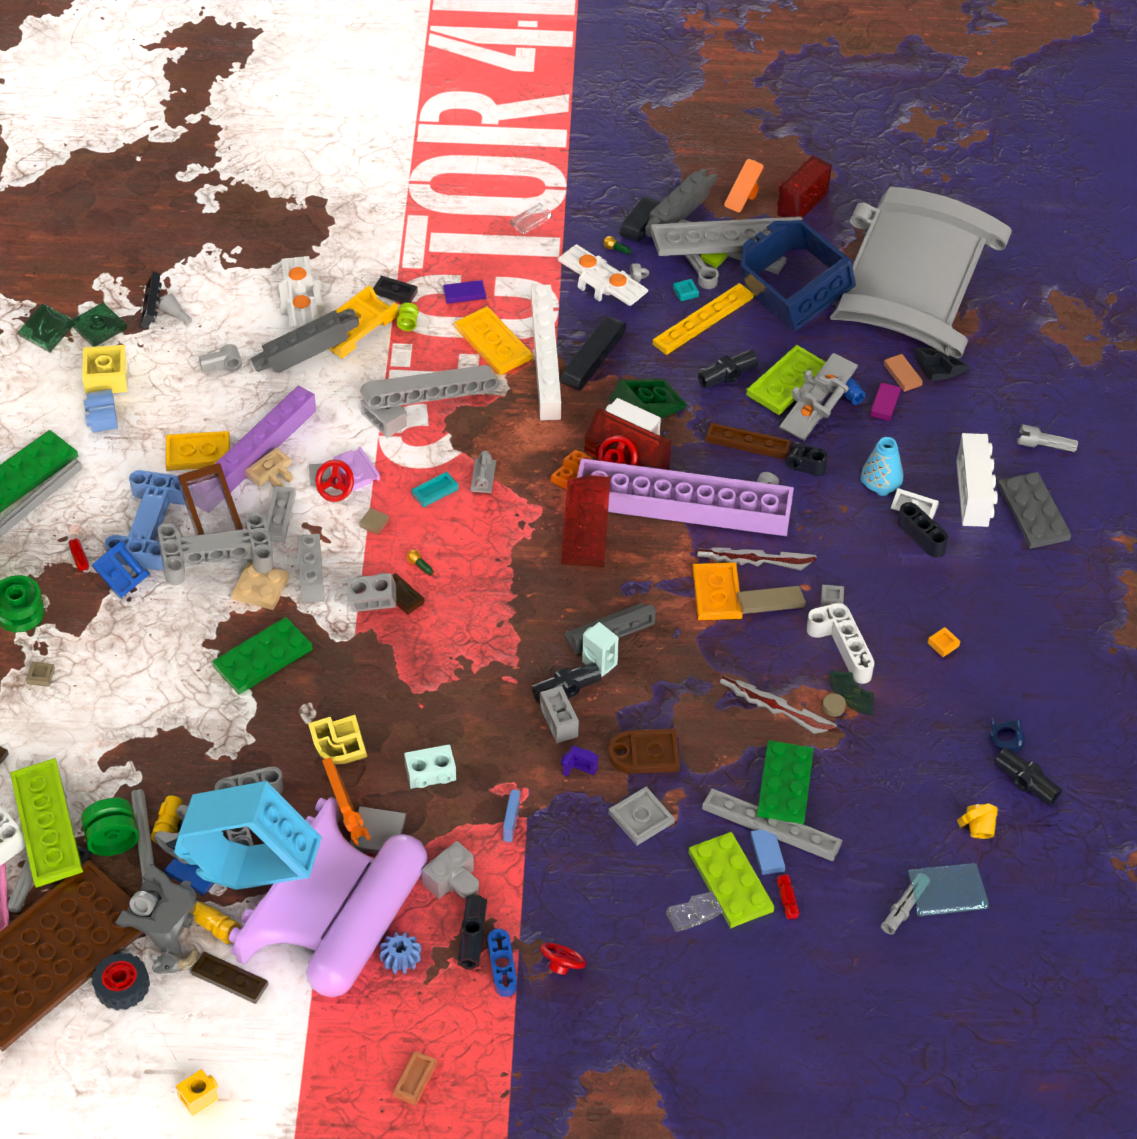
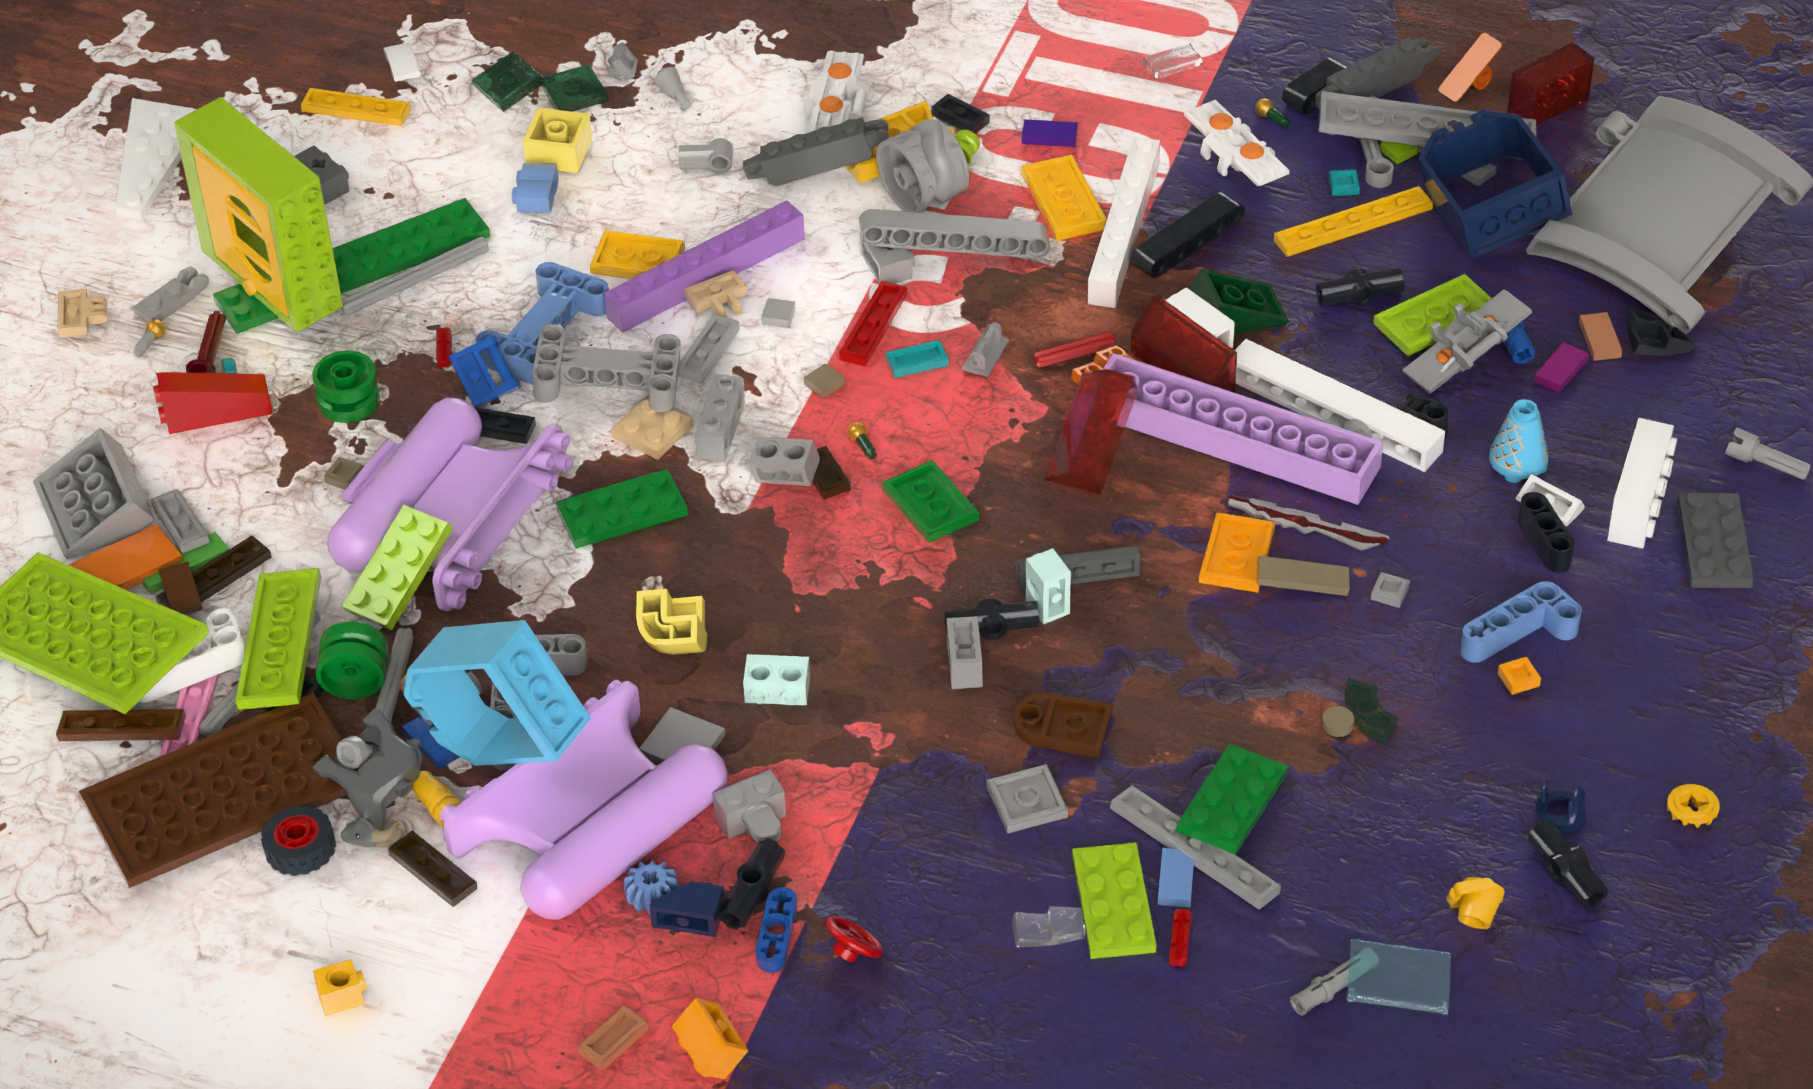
camera: 20 degrees right, 5 degrees down
(116, 743) = (397, 567): none -> lime plate
(127, 678) = (452, 480): none -> lavender piece
(128, 296) = (622, 62): none -> light grey tile
(136, 609) = (506, 425): none -> black tile
(151, 300) = (648, 72): black plate -> none
(209, 500) = (620, 309): window -> none
(345, 482) = (794, 321): red piece -> none
(351, 818) = (646, 692): orange tile -> none
(361, 466) = (826, 315): lavender plate -> none
(389, 339) = (922, 166): none -> light grey piece
(392, 468) = (873, 323): none -> red tile
(435, 963) = (689, 909): none -> dark blue slope
(486, 599) = (930, 501): none -> green tile
(489, 1062) = (709, 1038): none -> light orange brick
(511, 815) = (857, 759): medium blue tile -> none
(545, 458) = (1074, 349): none -> red axle
(580, 759) = (971, 712): dark purple bracket -> none
(609, 456) = (1154, 356): red piece -> none
(636, 270) = (1282, 149): light grey tile -> none
(746, 463) = (1336, 403): none -> white brick
(748, 441) = (1355, 377): reddish brown tile -> none
(775, 705) = (1258, 704): light grey sword -> none
(839, 623) = (1382, 621): white beam -> none
(938, 587) = (1535, 607): none -> medium blue beam
(1095, 705) = (1701, 797): none -> yellow gear

